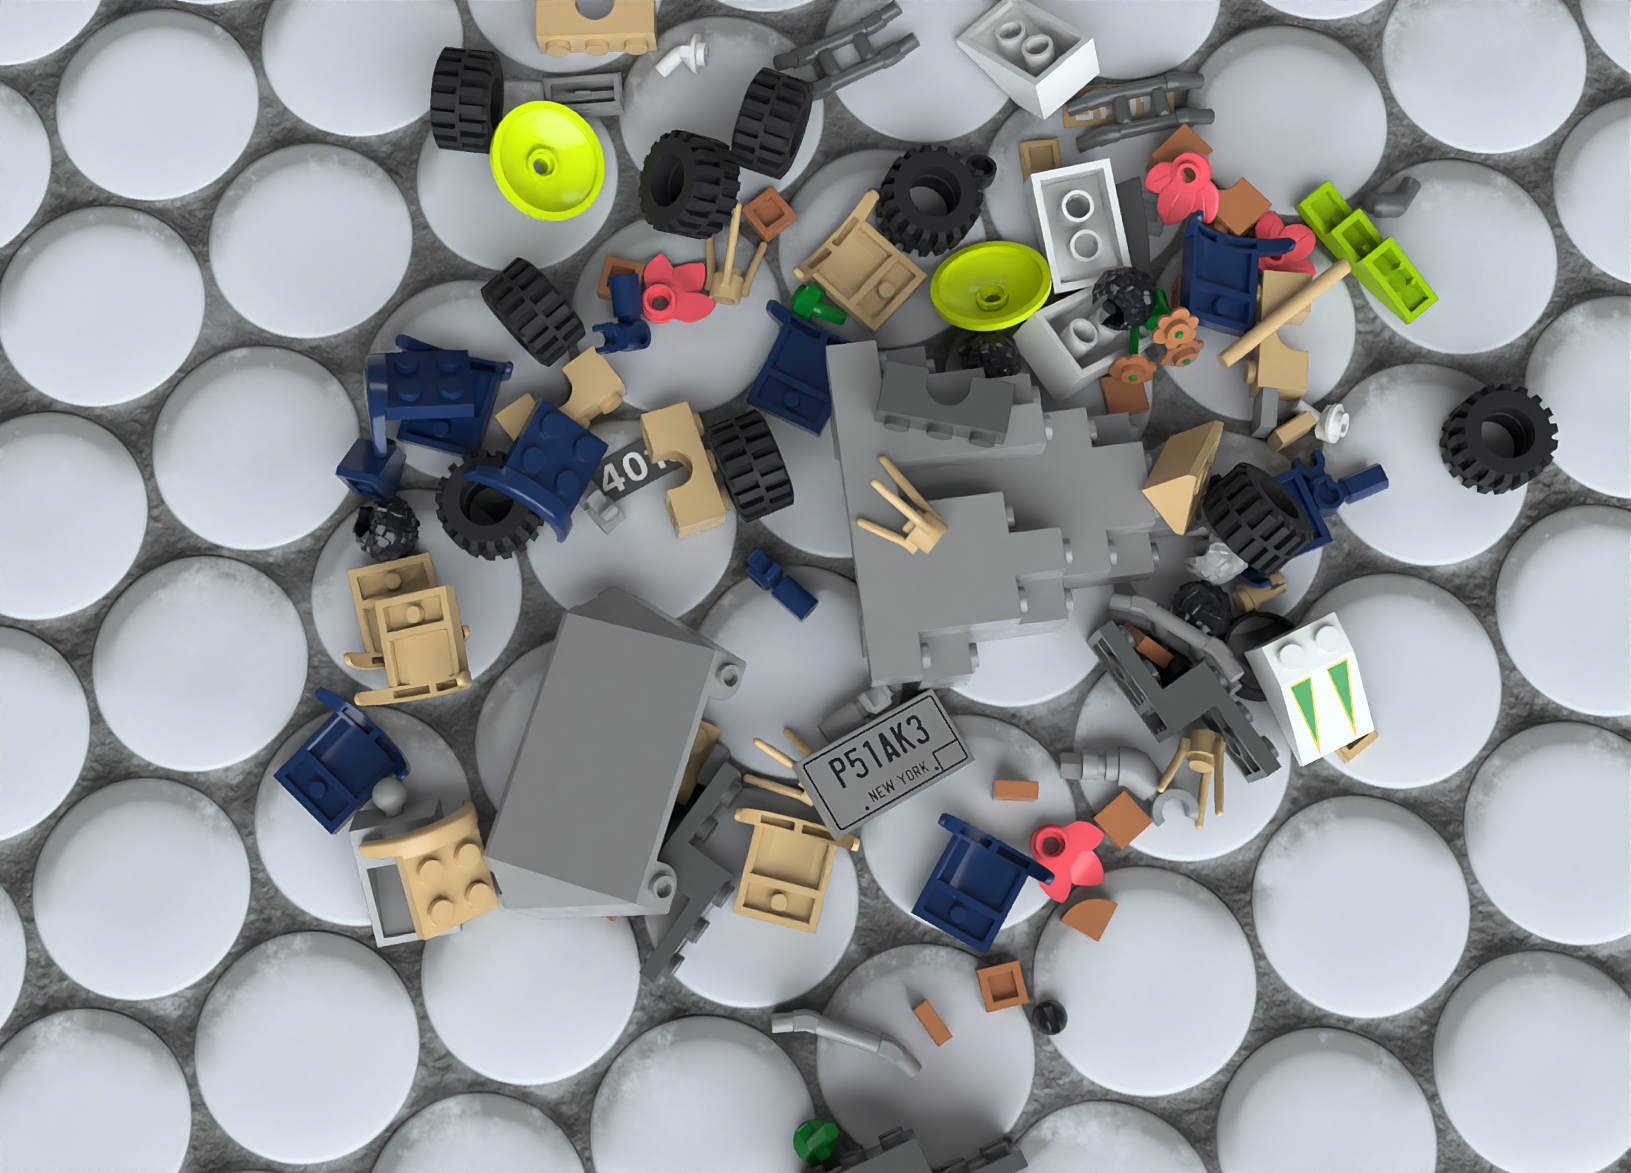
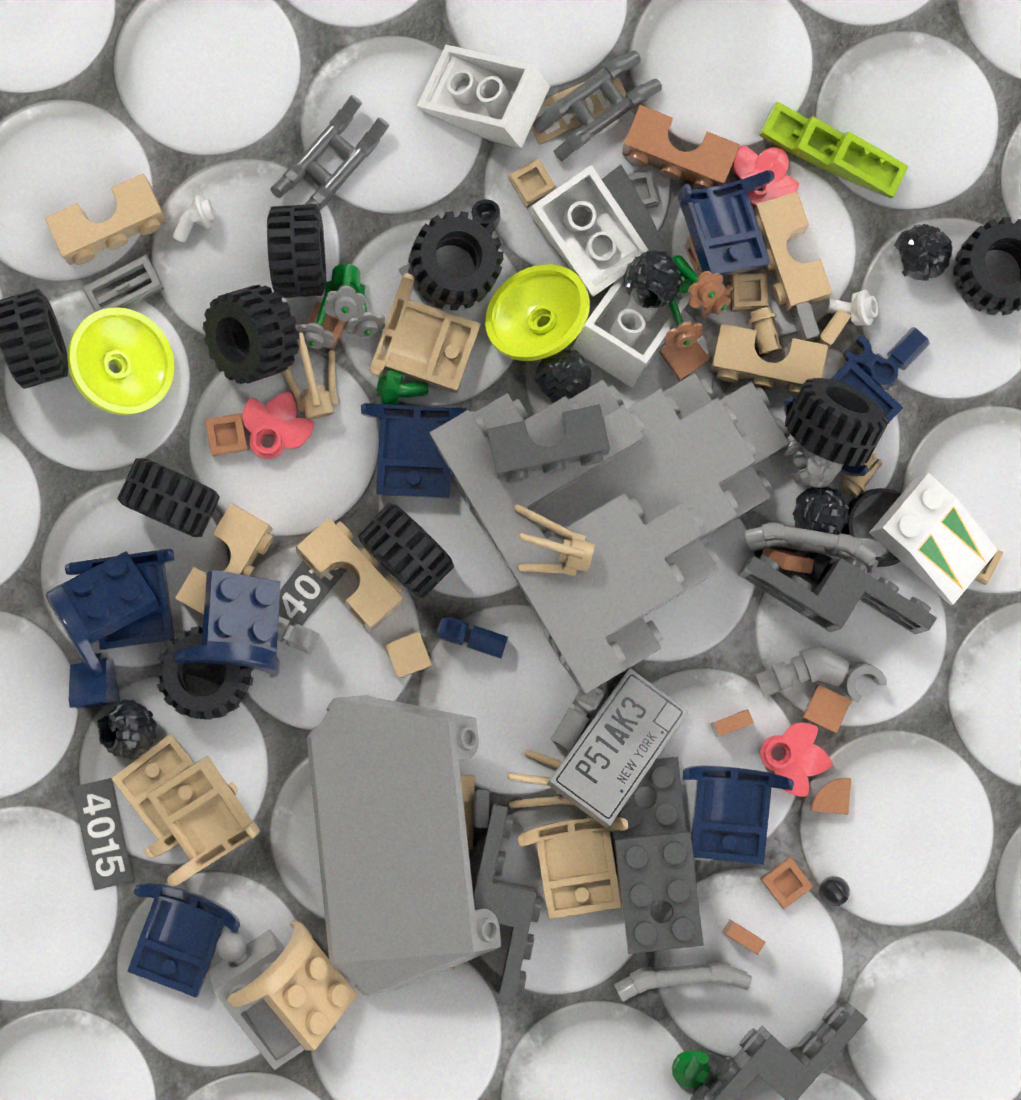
camera: 25 degrees left, 5 degrees up
(314, 627) = (102, 834): none -> dark grey sticker
(627, 305) = (254, 476): dark blue bar -> none
(707, 578) = (408, 655): none -> tan tile
(799, 191) = (345, 299): none -> light grey plant
(872, 903) = (657, 865): none -> dark grey bracket
(1181, 194) = (663, 167): coral plate -> none
(1182, 409) = (736, 358): none -> tan arch
(1183, 474) = (761, 410): tan slope -> none
(1204, 752) = (872, 628): tan plant -> none
(1207, 363) = (748, 291): none -> tan tile
(1220, 400) = (766, 331): none -> tan pin
(1283, 313) = (788, 236): tan bar -> none
(1392, 203) = (839, 98): dark grey arm -> none
(1420, 391) = (924, 252): none -> black piece

